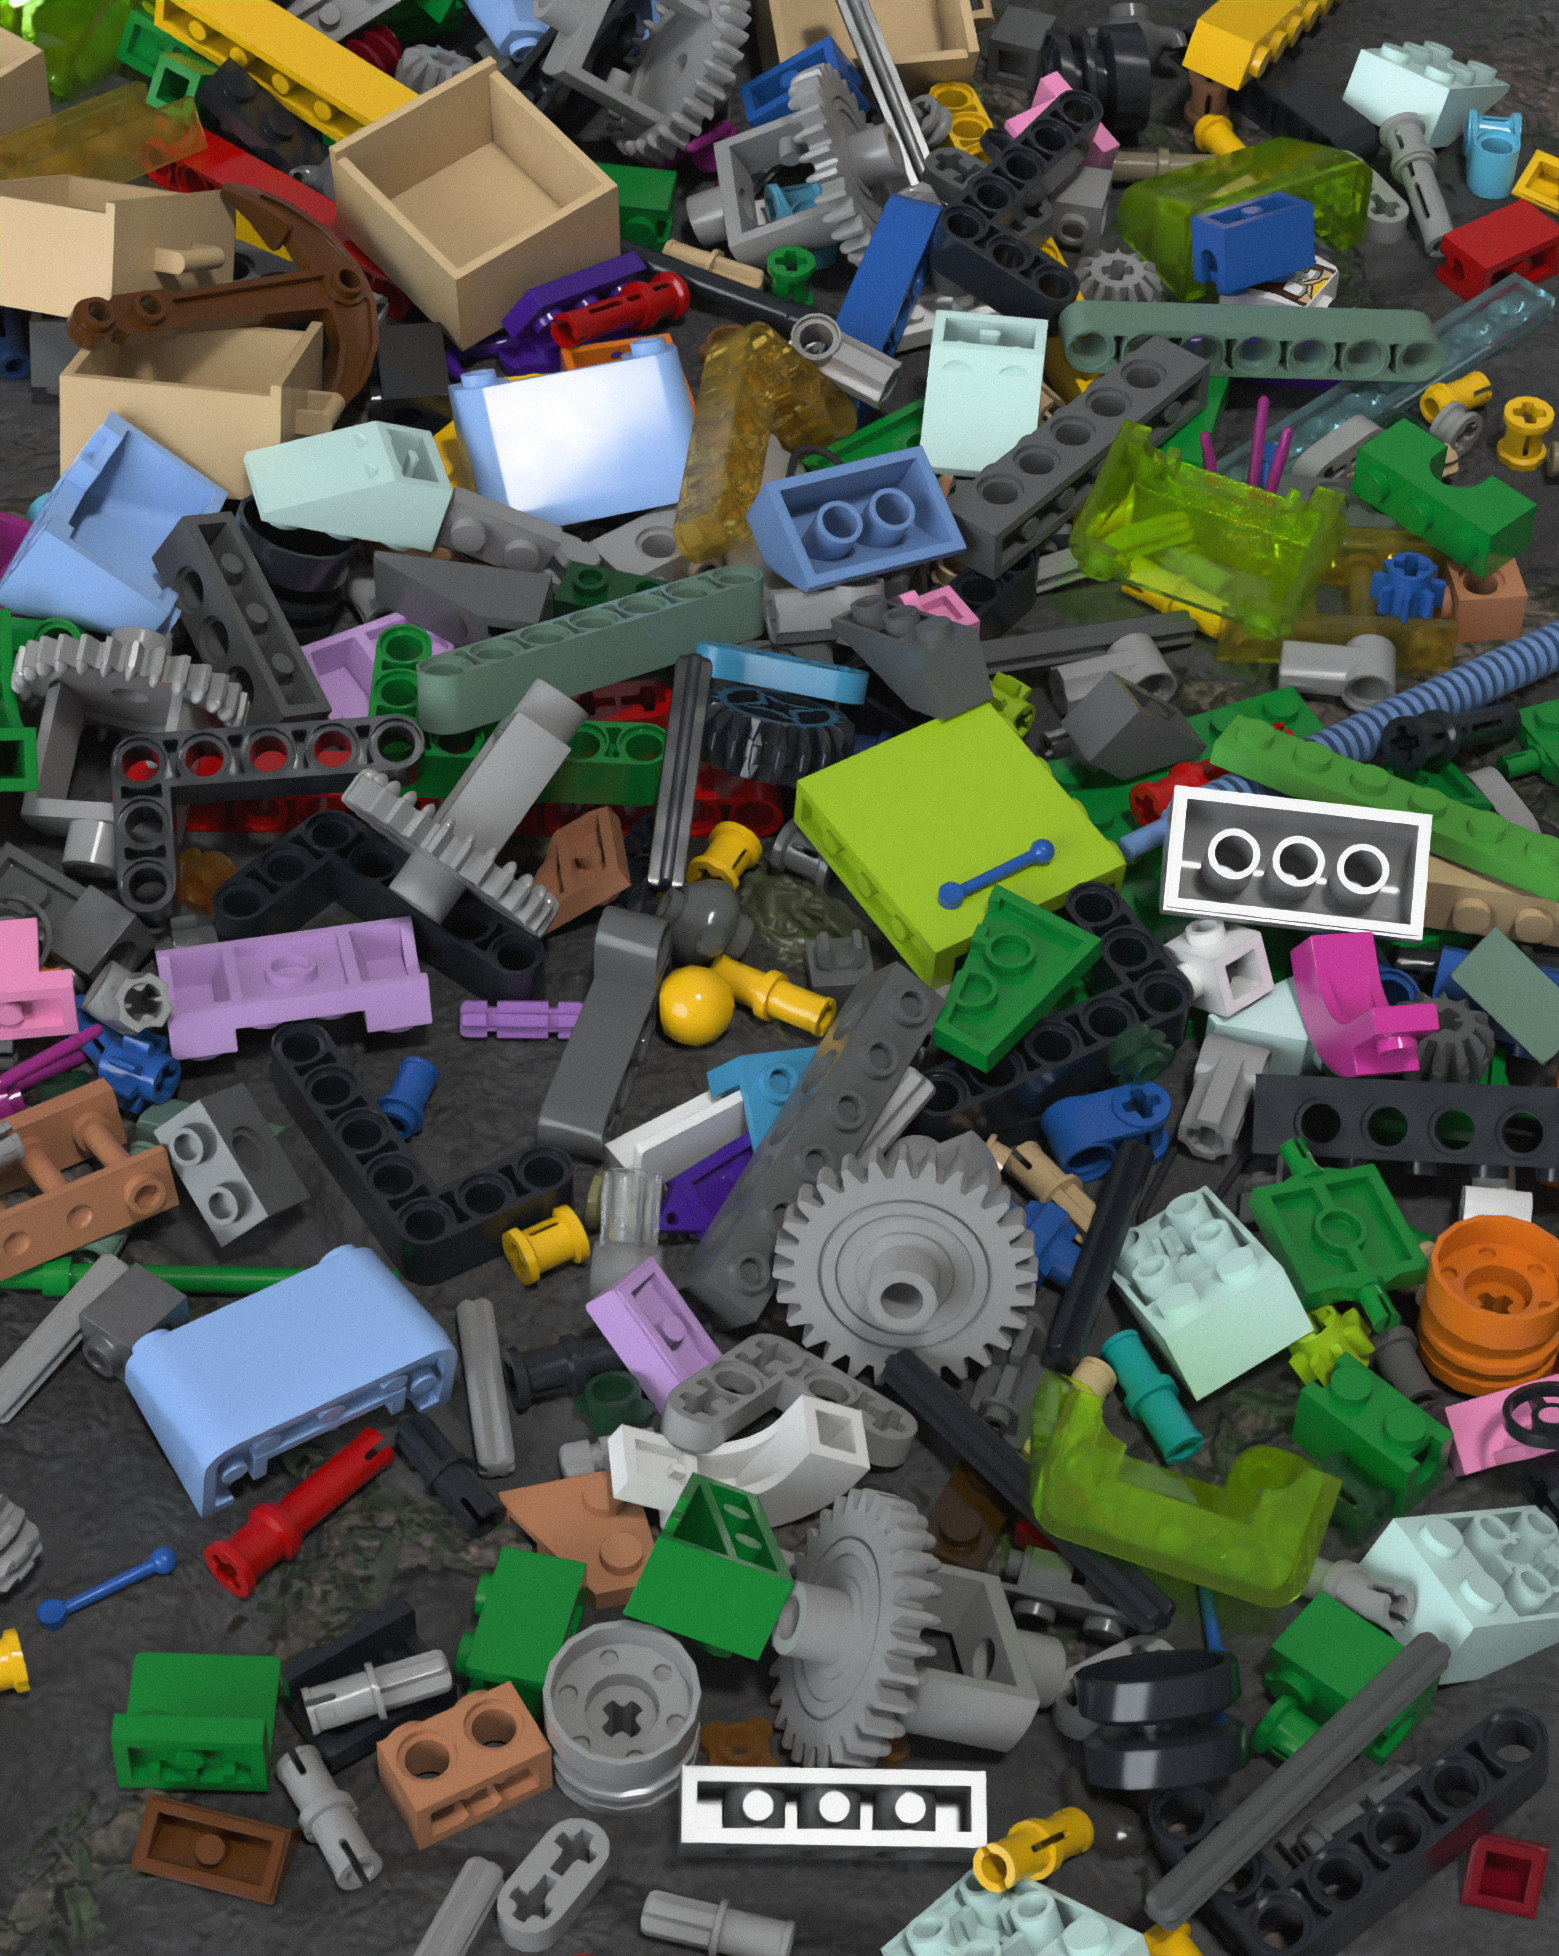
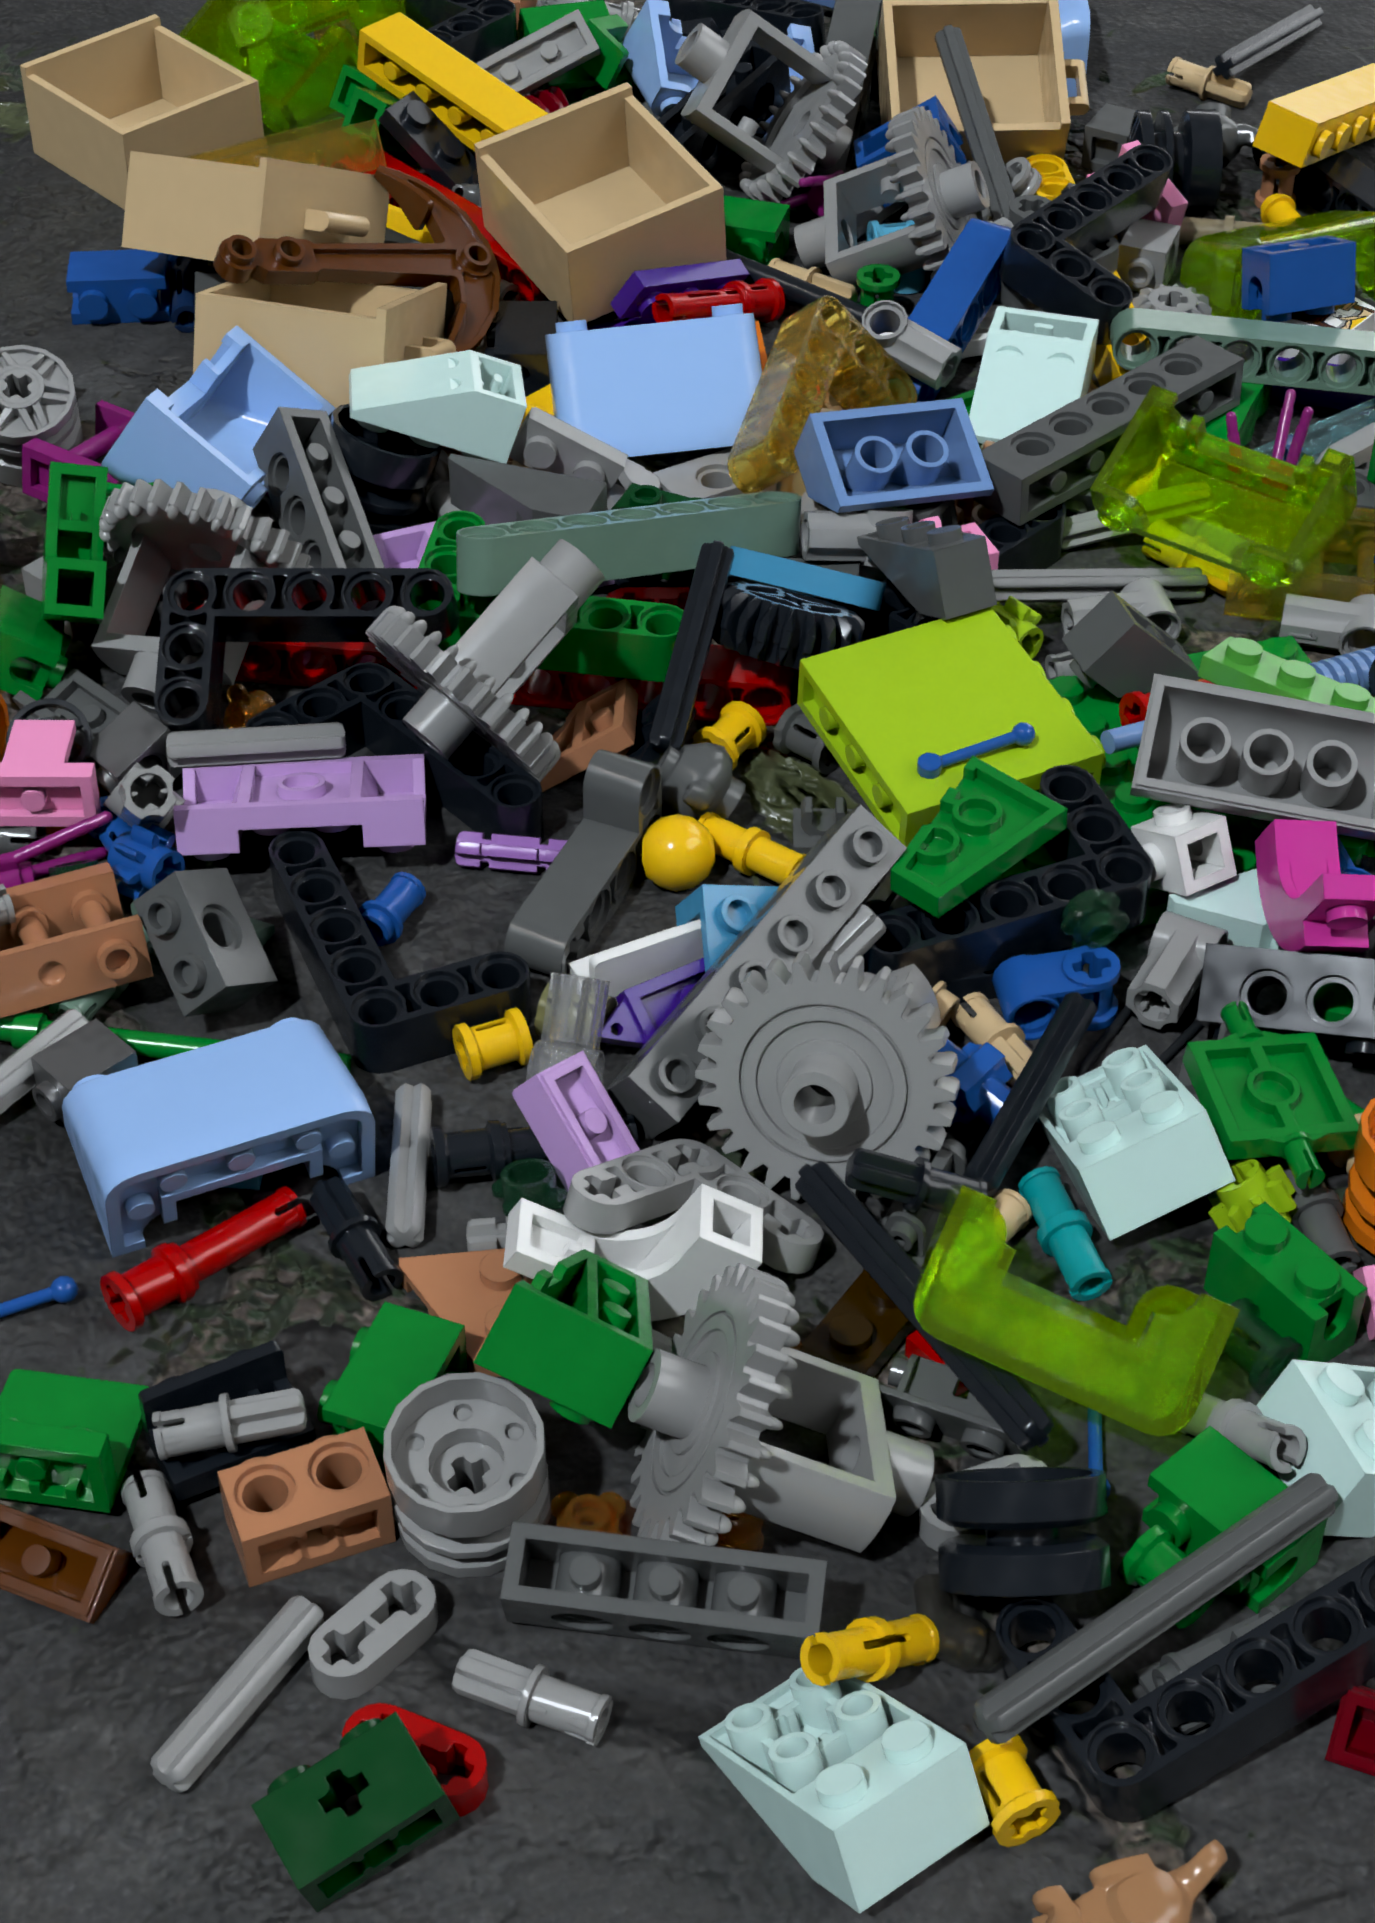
camera: 10 degrees right, 5 degrees down
(232, 924) = (256, 744): none -> light grey axle
(1001, 1367) = (904, 1180): none -> black axle

